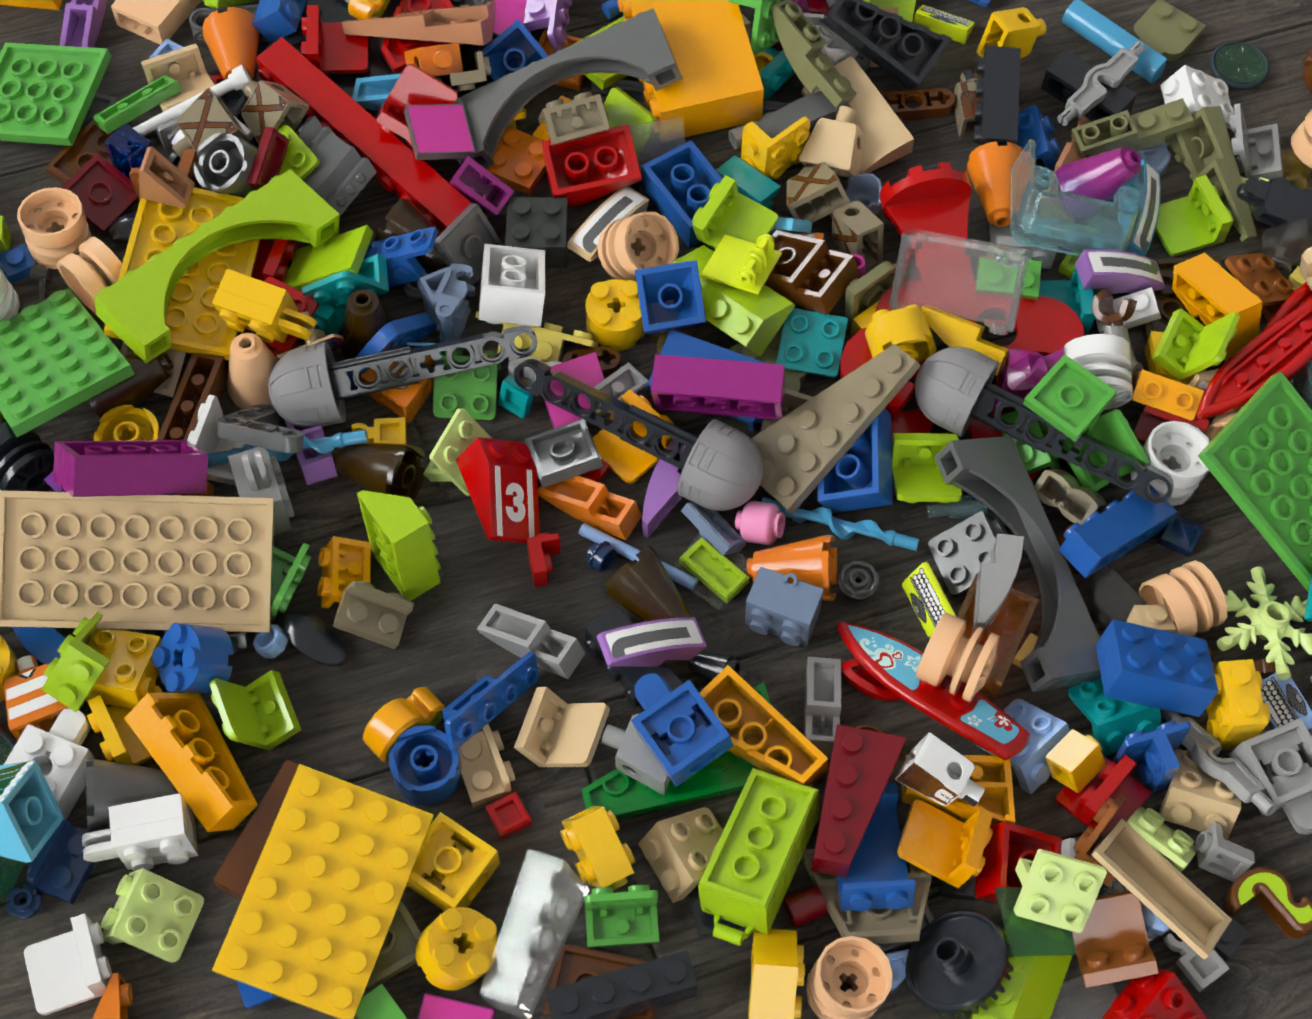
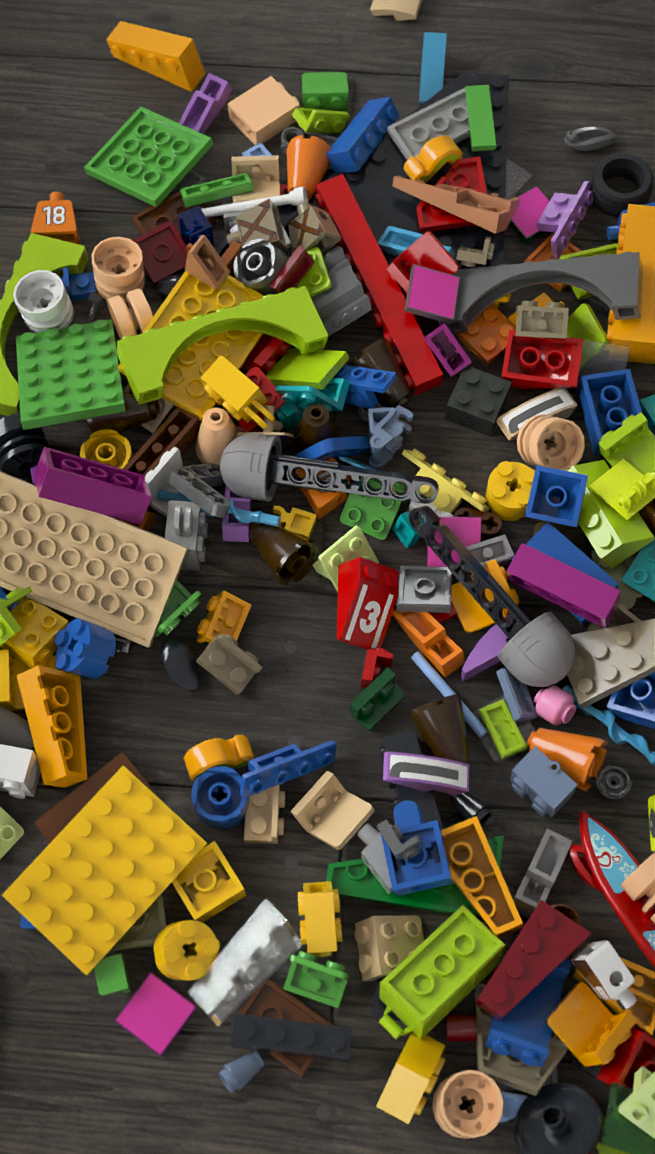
camera: 25 degrees right, 5 degrees up
(256, 713) = (114, 705): lime bracket -> none
(270, 643) = (148, 656): light blue tile -> none
(330, 48) = (377, 195): red bracket -> none
(401, 541) = (270, 619): lime slope -> none
(437, 59) = (454, 233): orange torso -> none
(465, 240) = (421, 392): dark grey tile -> none
(508, 815) = (267, 860): red tile -> none
(512, 51) = (519, 245): blue slope -> none
(512, 285) = (438, 439): white brick -> none
(525, 634) = (341, 728): light grey slope -> none
(560, 591) = (376, 700): none -> dark green bracket
(600, 556) = (420, 683): dark blue plate -> none
(651, 718) = (394, 837): none -> dark grey bracket

